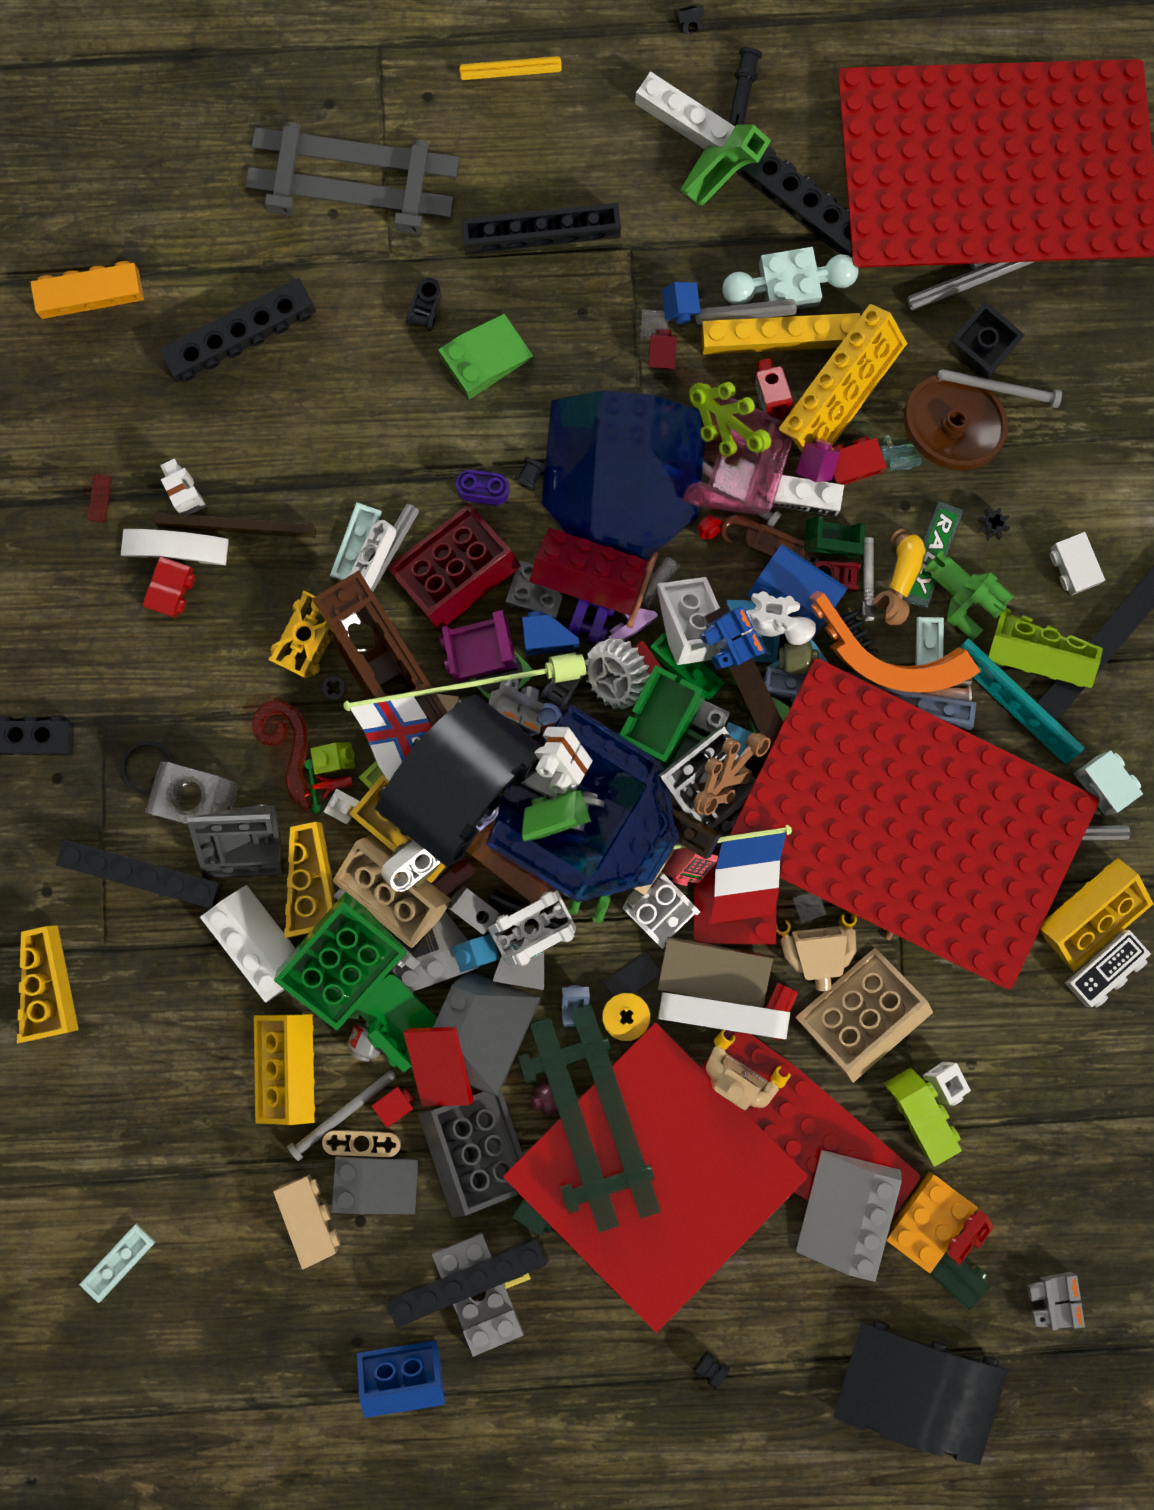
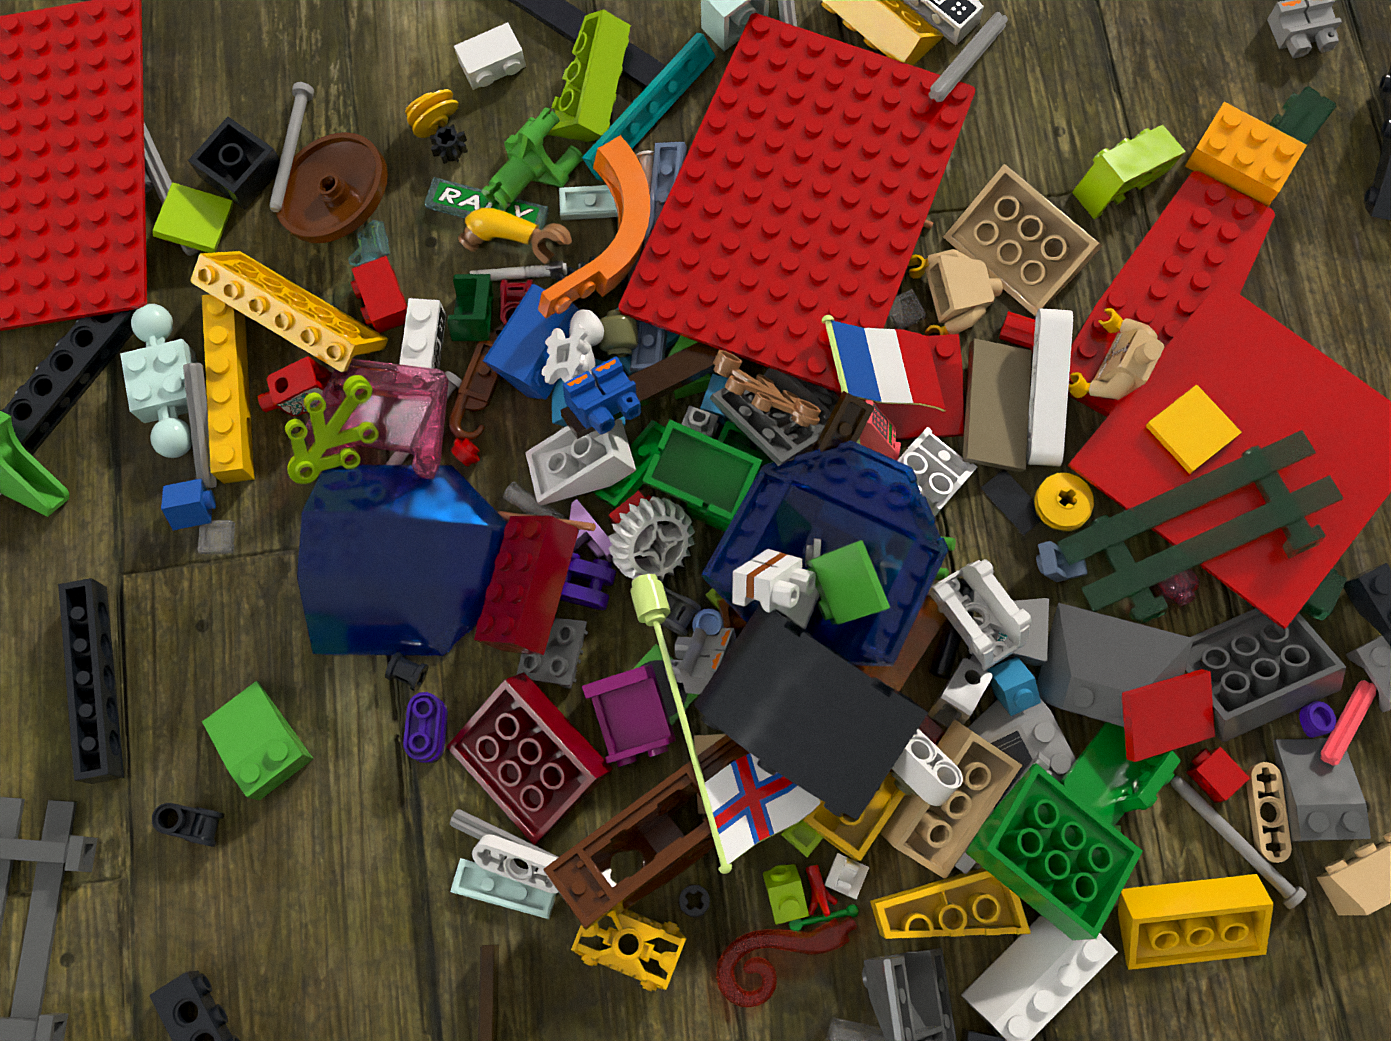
camera: 85 degrees left, 10 degrees down
(360, 1045) = (1145, 823): light grey head -> none
(425, 1217) = (1348, 723): none -> coral axle
(430, 1193) = (1317, 719): none -> dark purple tile
(547, 635) = (608, 631): blue slope -> none
(662, 349) = (246, 521): dark red brick -> none
(675, 1128) = (1193, 429): none -> yellow tile
(818, 461) = (380, 327): magenta brick -> none
(849, 1214) = (1256, 232): light grey slope -> none
(937, 304) = (192, 218): none -> lime tile
(955, 1086) = (1083, 146): white brick -> none
(976, 1231) = (1258, 103): red plate -> none
(1023, 509) = (430, 112): none -> yellow piece
(1041, 987) = (967, 57): none -> light grey axle

